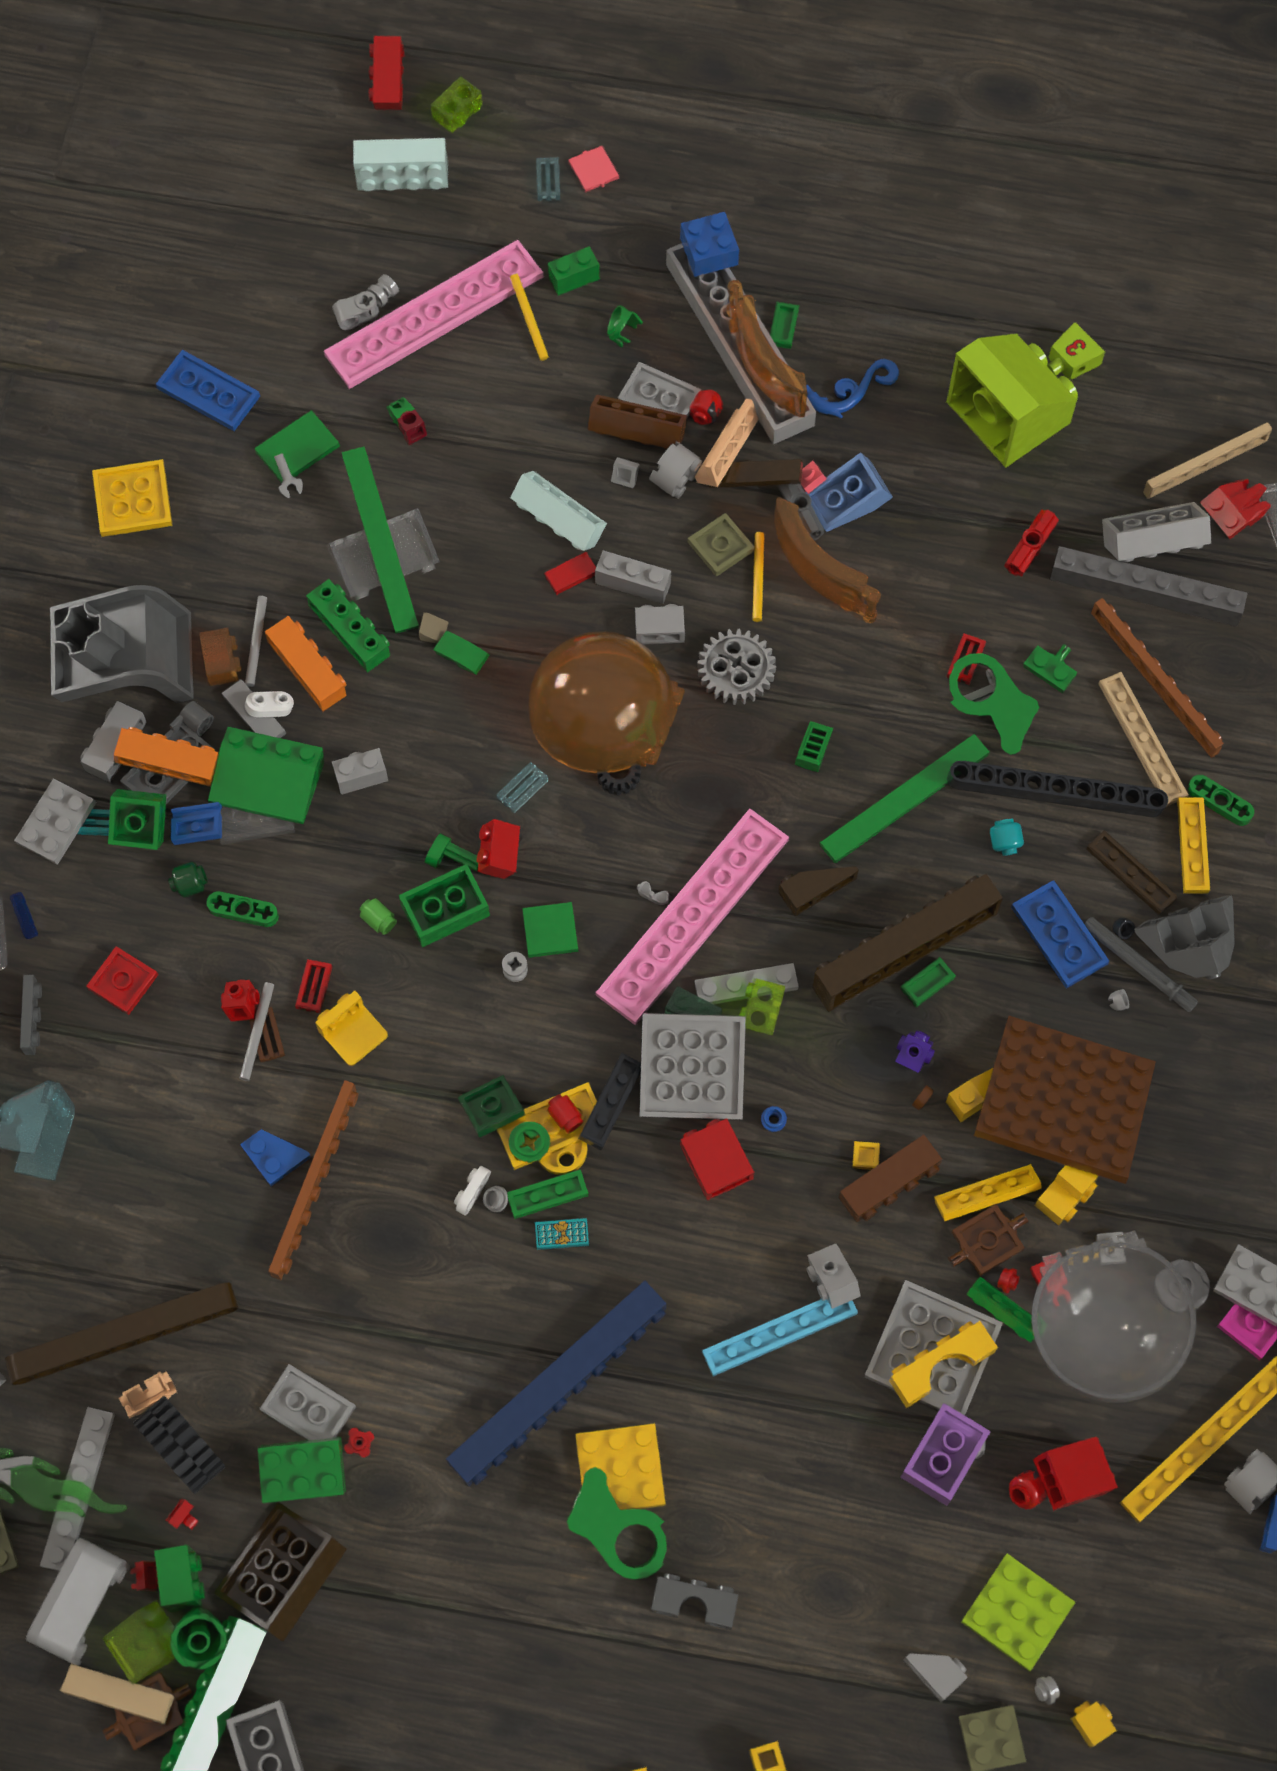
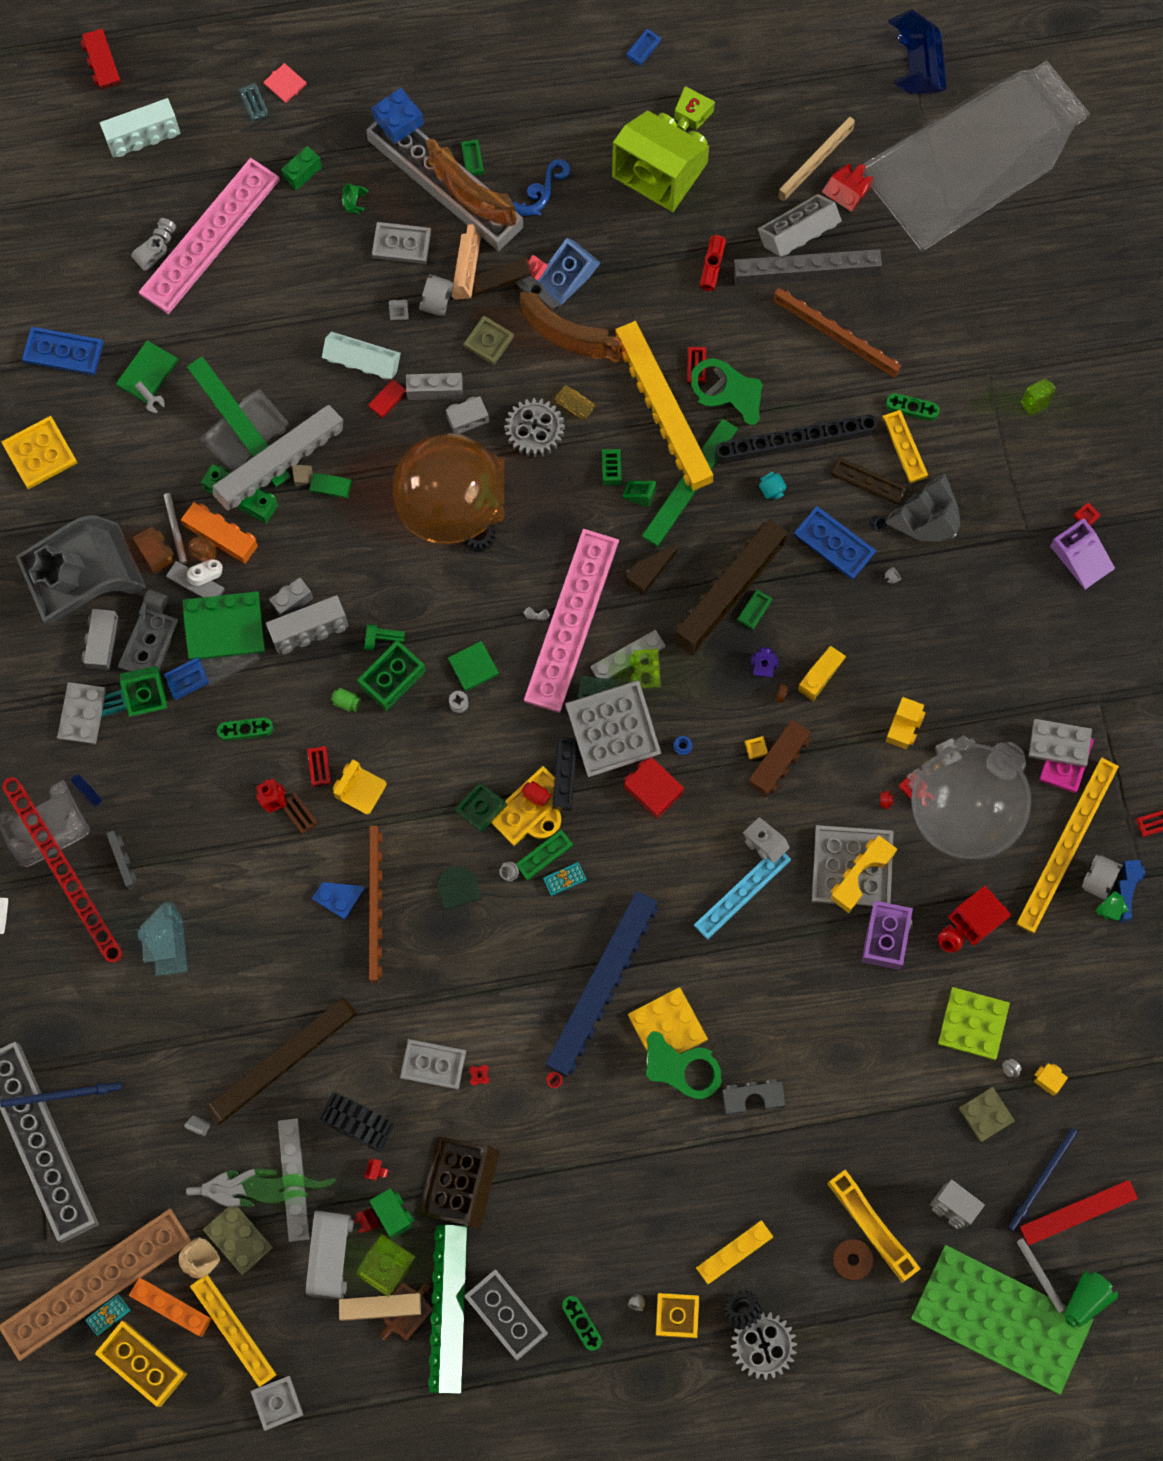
camera: 20 degrees left, 5 degrees up
(122, 980) = (178, 811): red plate -> none
(138, 1401) = (312, 1103): light nougat hinge -> none
(166, 756) = (146, 638): orange brick -> none
(188, 879) = (197, 721): dark green head -> none
(198, 1639) = (424, 1248): green cone -> none
(256, 1031) = (292, 813): light grey bar -> none
(277, 675) = (202, 548): none -> clear orange piece
(301, 1470) = (447, 1108): green brick -> none
(365, 809) = (307, 625): none -> light grey brick
(407, 420) = (222, 324): dark red leg -> none
(409, 596) = (278, 457): none -> light grey brick
(425, 1196) = (458, 887): none -> clear green tile
(452, 1489) = (556, 1083): none -> red hinge
(456, 104) = (160, 66): clear neon green brick -> none
(467, 1198) = (491, 864): white plate -> none
(498, 849) = (414, 620): red brick -> none
(528, 315) = (283, 216): yellow bar -> none
(529, 793) = (407, 583): clear light blue tile -> none
(531, 1130) = (517, 814): green gear -> none
(636, 422) = (393, 269): reddish brown brick -> none
(706, 406) = (439, 240): red head -> none
(758, 577) = (524, 354): yellow bar -> none
(798, 653) = (575, 402): none -> clear yellow tile
(838, 789) = (640, 492): none -> green slope
(906, 695) = (664, 407): none -> yellow brick
(938, 1673) = (935, 1084): light grey slope -> none
(988, 1192) = (850, 744): yellow plate -> none
(988, 1240) = (862, 777): reddish brown plate -> none
(1002, 1308) = (890, 821): green plate -> none
(1041, 262) = (643, 47): none -> blue tile
(1051, 667) = (759, 351): green plate -> none
(1066, 1099) = (881, 659): reddish brown plate -> none
(1141, 965) = (898, 545): dark grey axle -> none
(1142, 737) = (841, 380): tan tile -> none
(1255, 1525) = (1112, 907): none -> green piece

